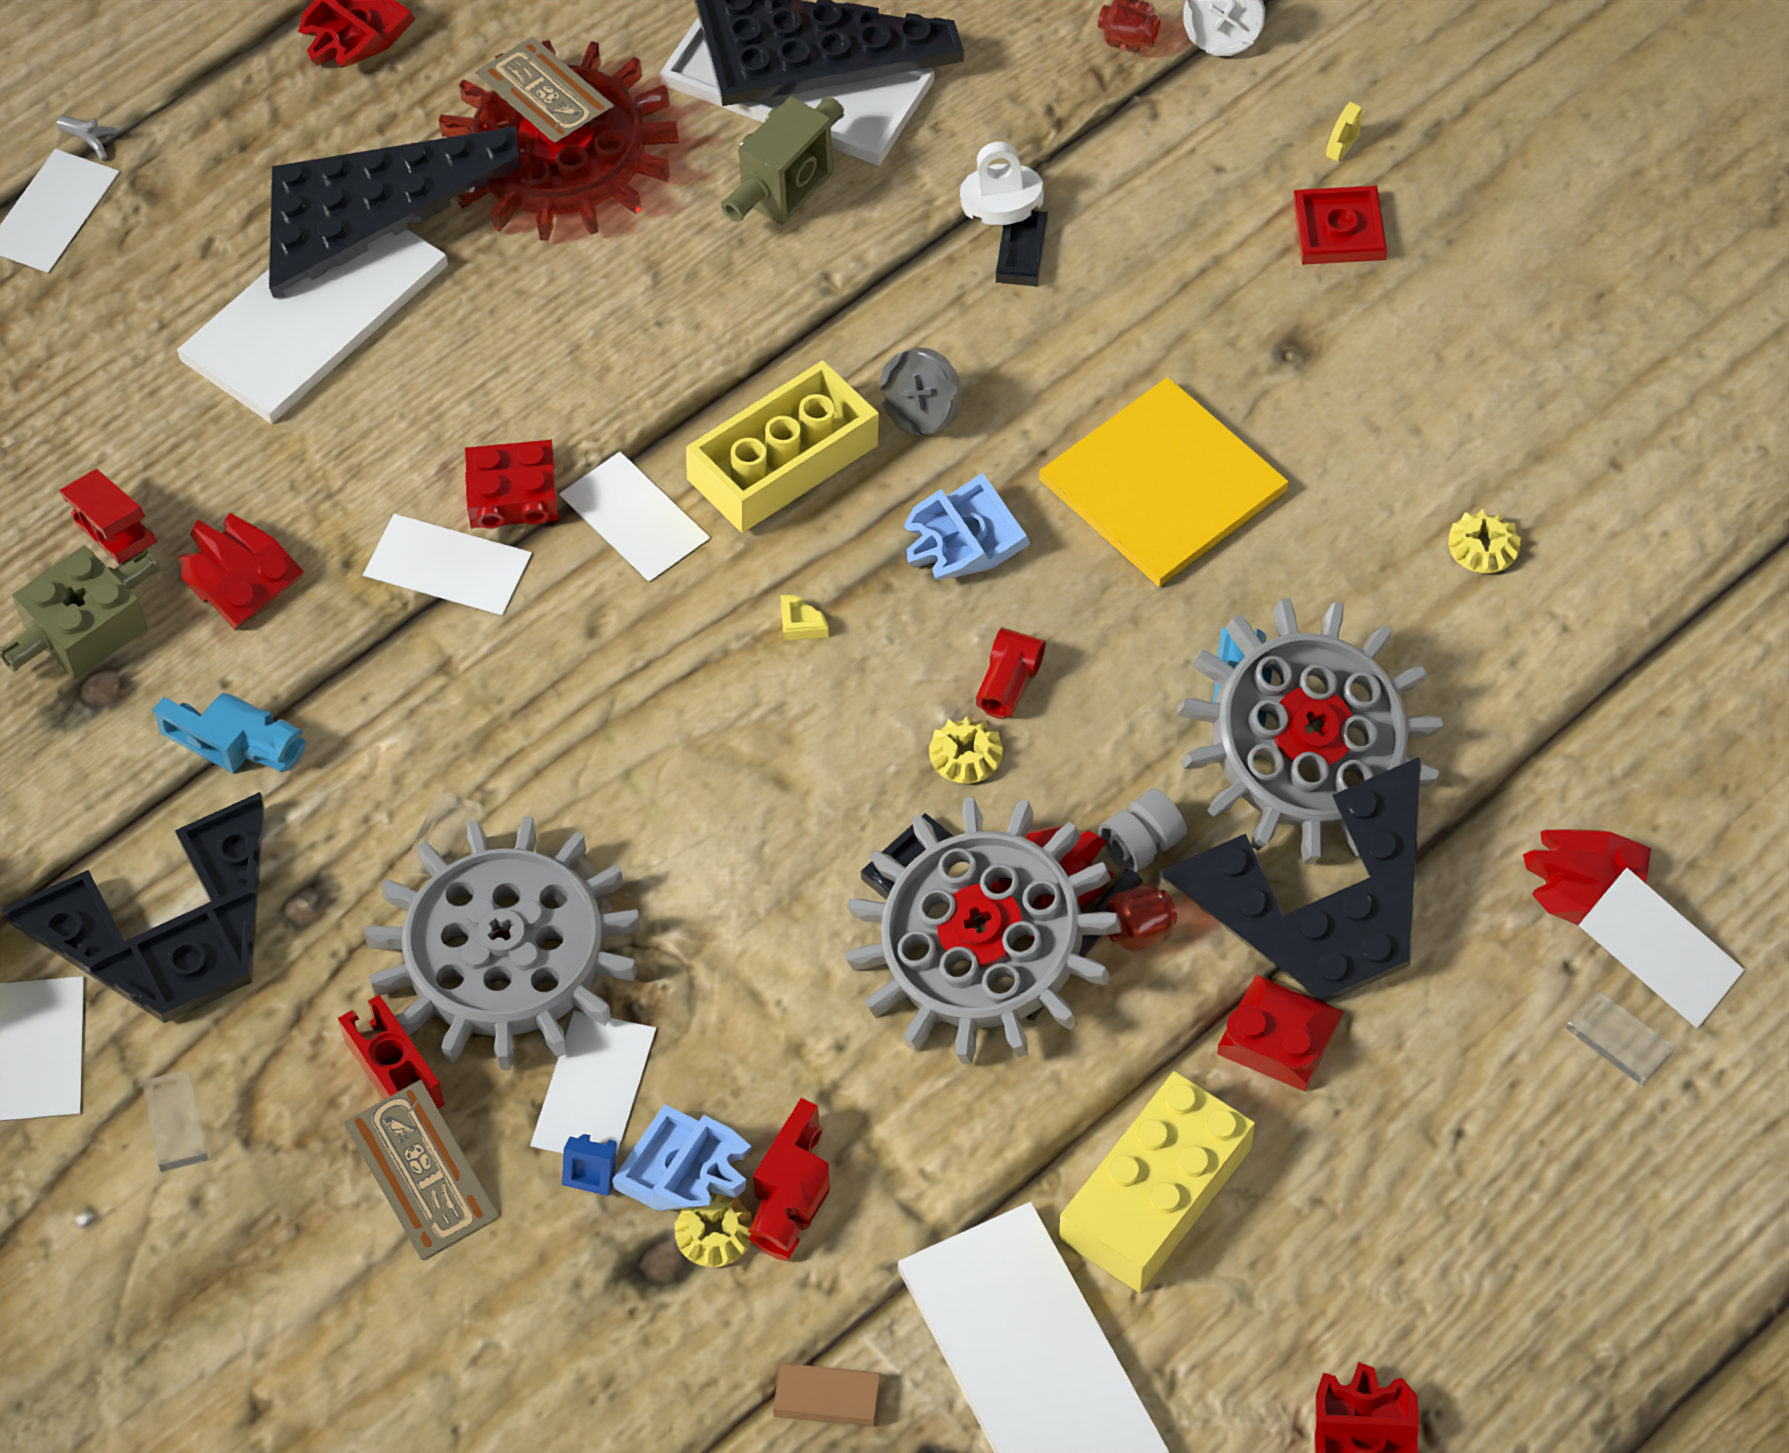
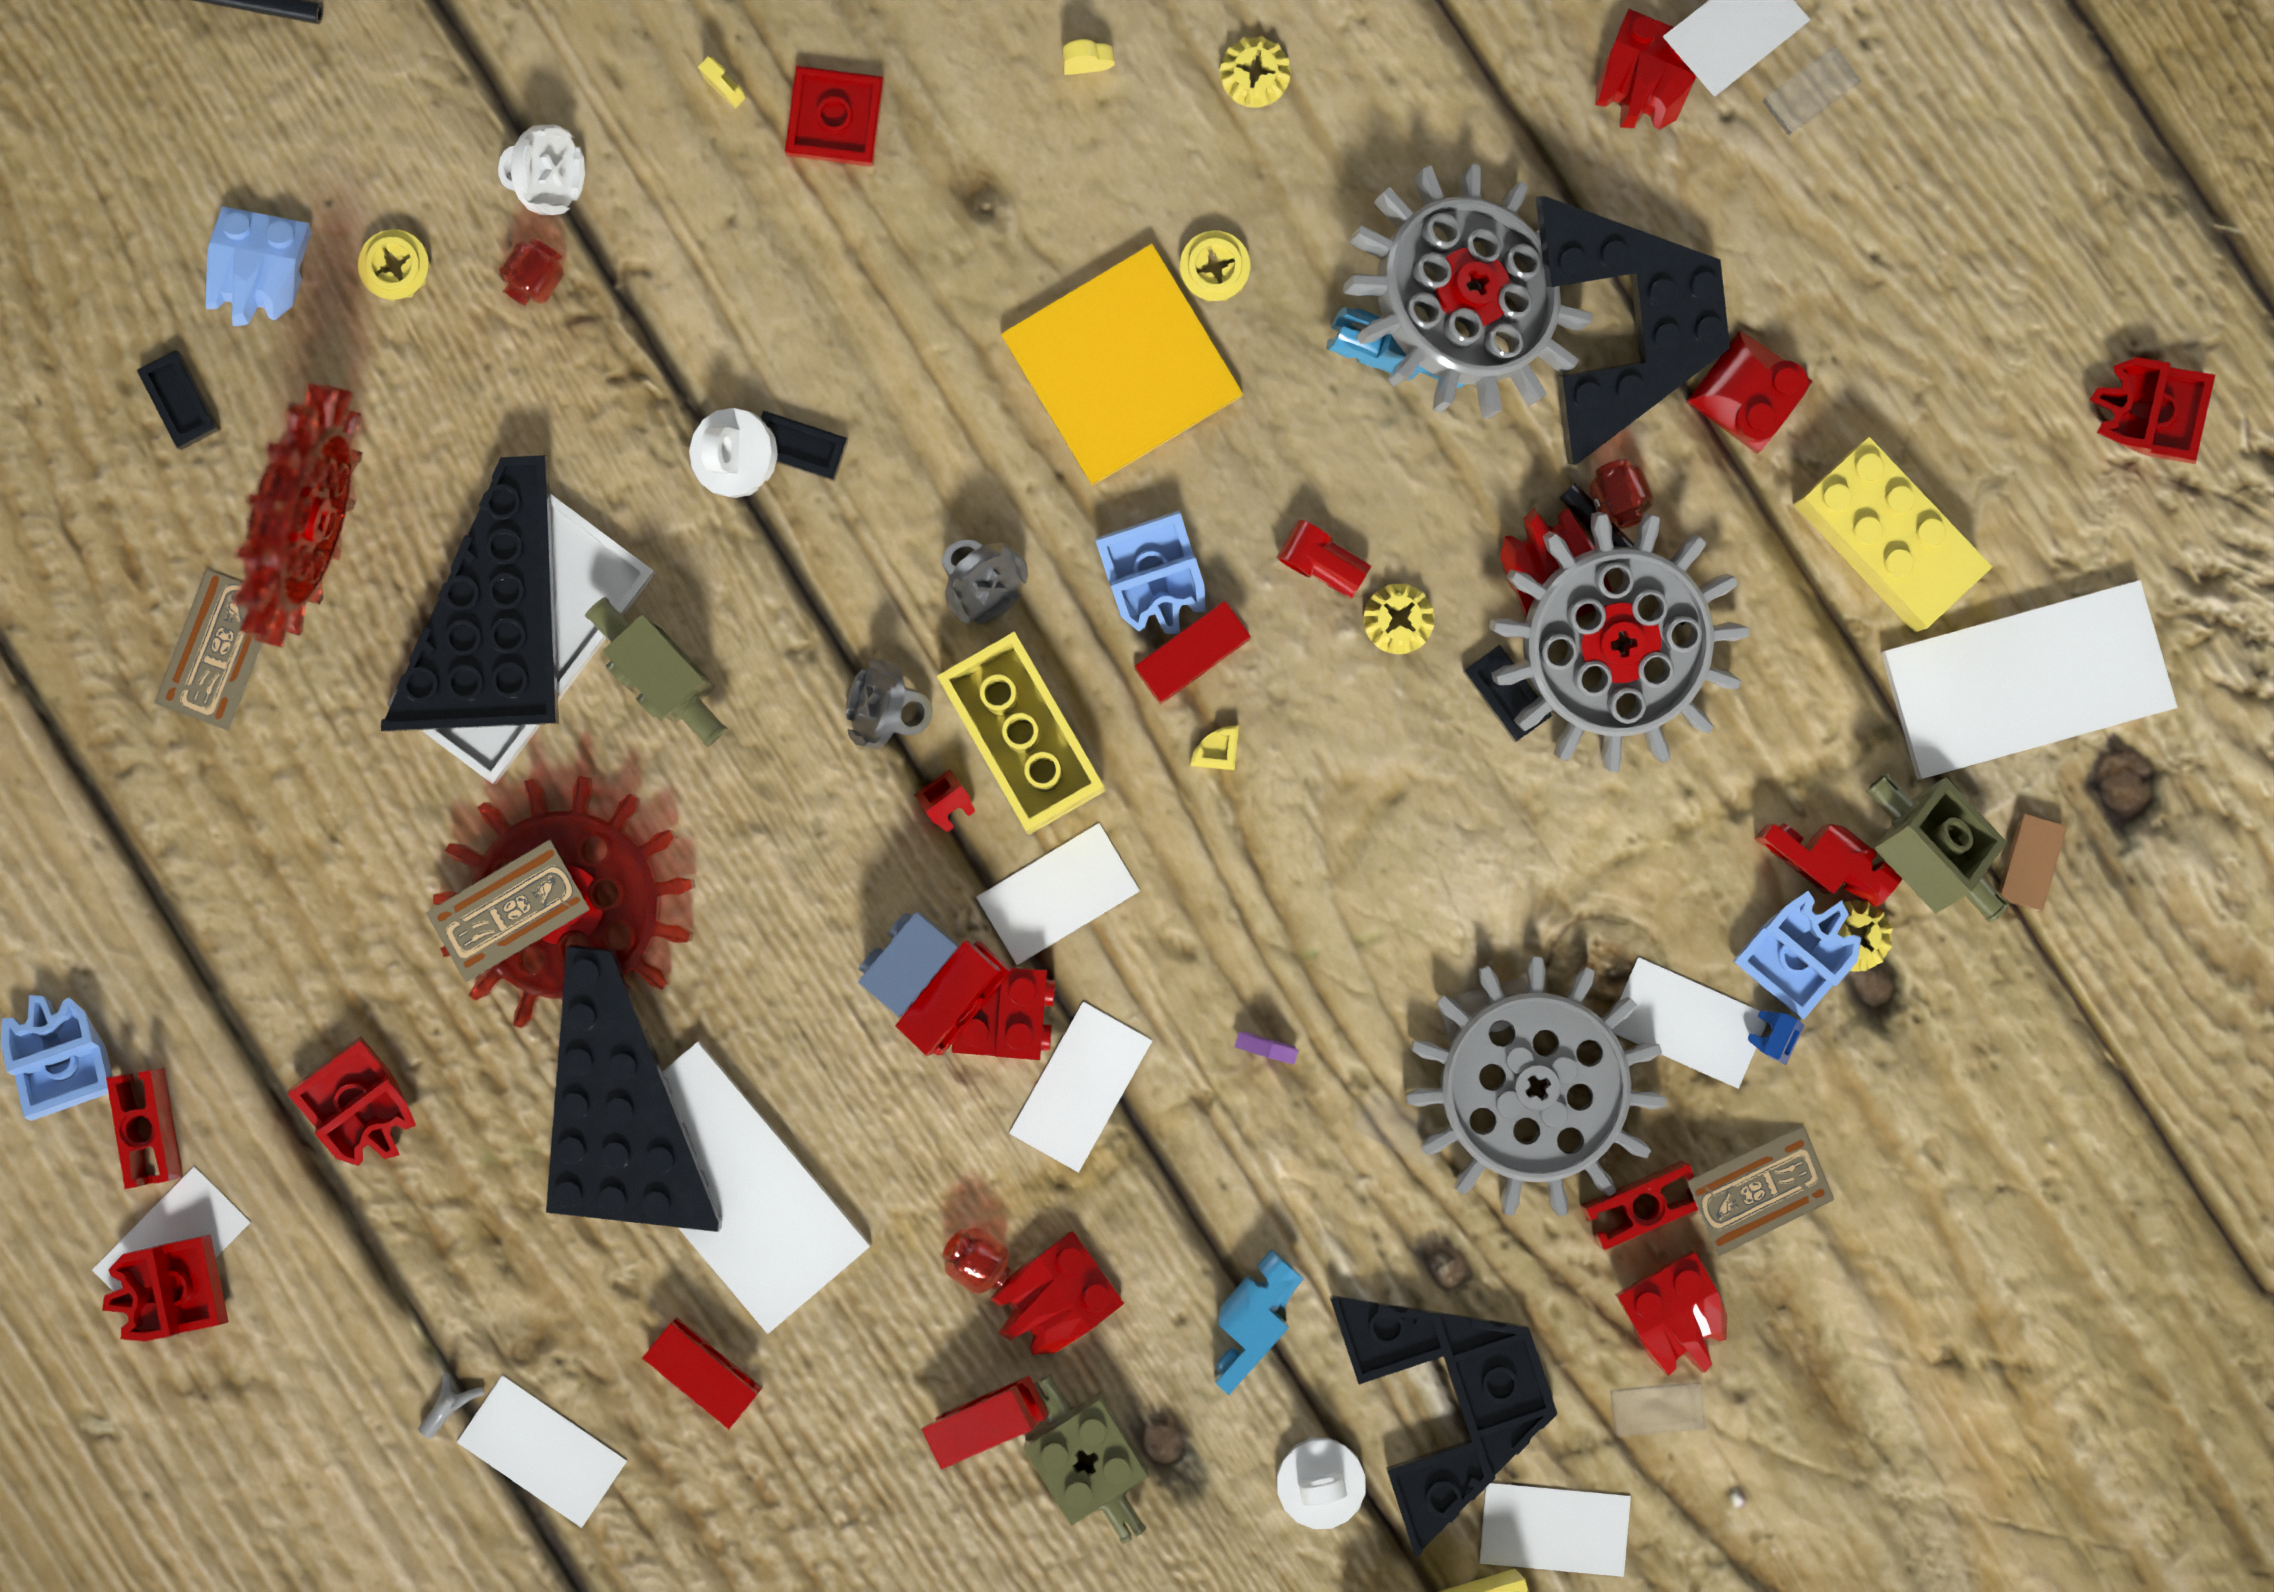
camera: 85 degrees left, 30 degrees up
(70, 823) = (1320, 1483): none -> white tile
(134, 304) = (702, 1373): none -> red piece
(265, 494) = (976, 1260): none -> clear red head
(278, 1116) = (1676, 1313): none -> red plate
(506, 696) = (1266, 1047): none -> medium lavender tile
(516, 424) = (953, 998): none -> red piece
(543, 387) = (908, 961): none -> sand blue brick
(712, 403) = (944, 797): none -> red tile
(786, 332) = (877, 705): none -> flat silver tile
(823, 1270) = (1940, 845): none -> olive brick
(891, 575) = (1192, 652): none -> red piece
(1148, 827) = (1531, 471): light grey wheel -> none
(1285, 523) = (1224, 248): none -> light yellow gear
(1453, 398) = (1086, 56): none -> light yellow tile

